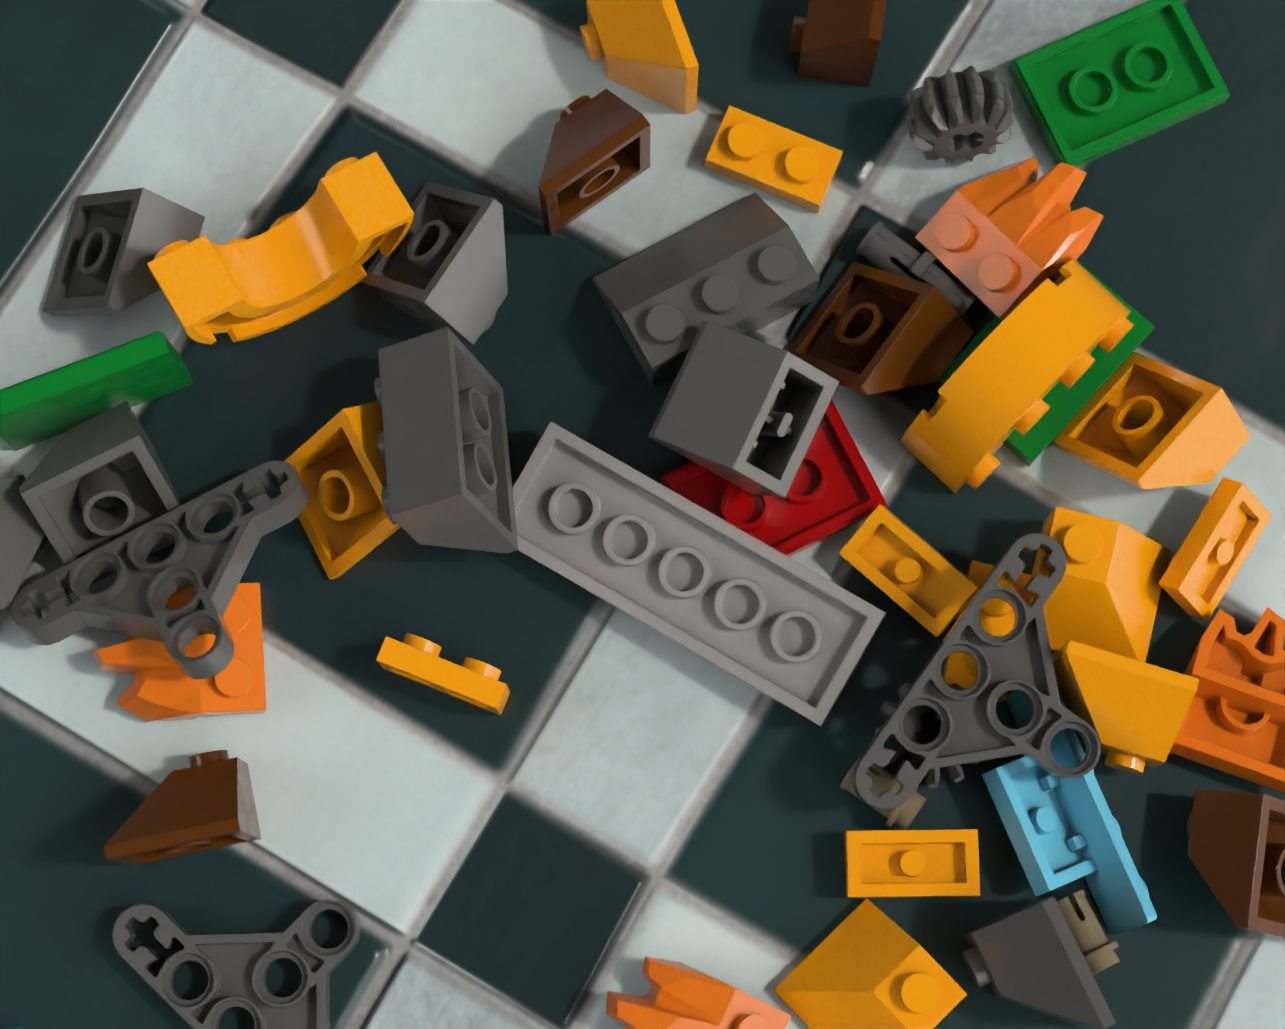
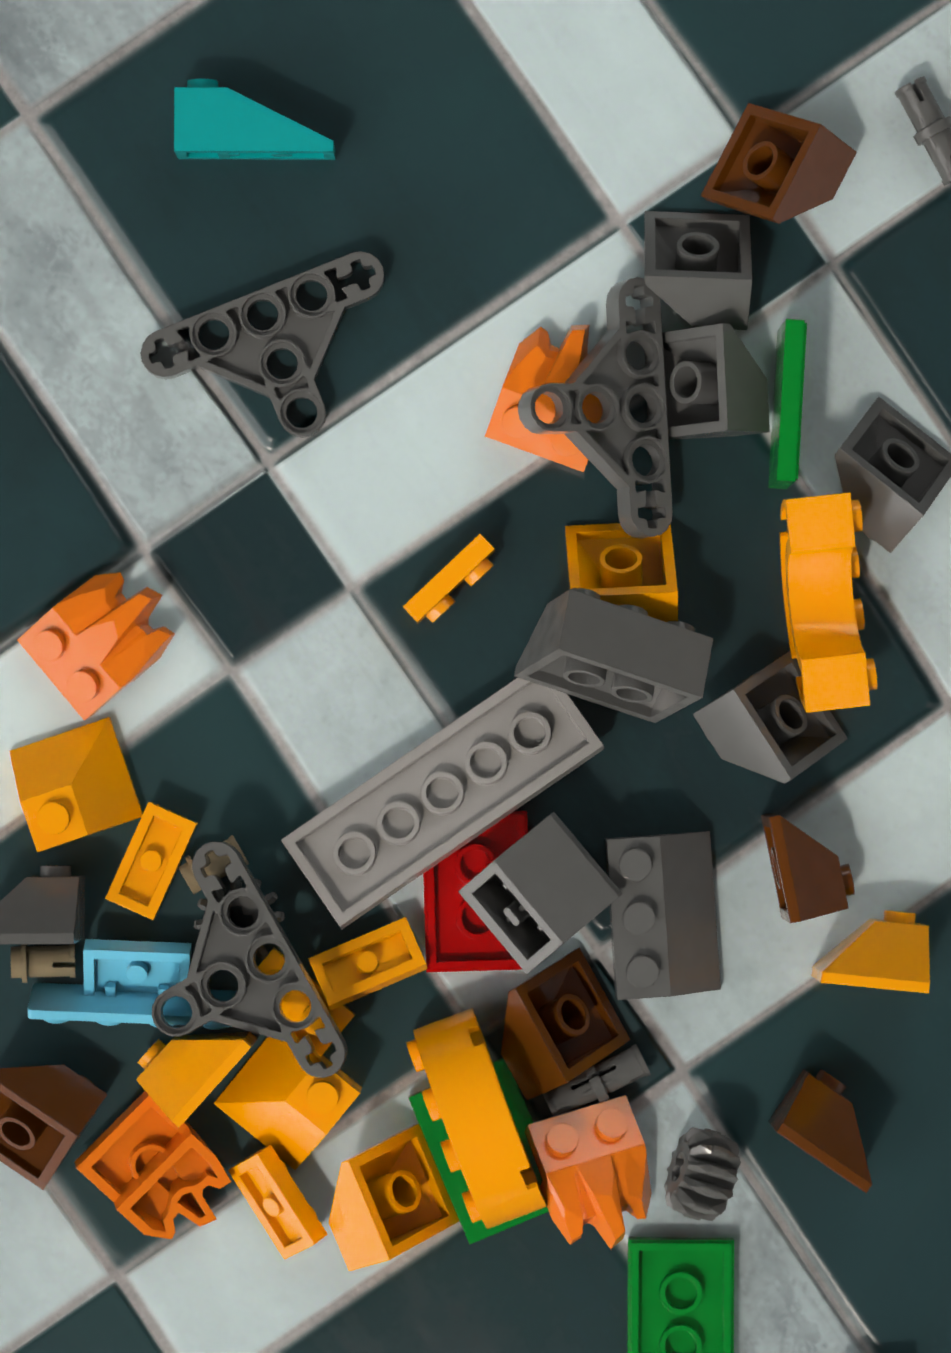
camera: 115 degrees right, 10 degrees up
(190, 813) = (430, 351): reddish brown slope -> none
(773, 159) = (741, 1016): light orange plate -> none

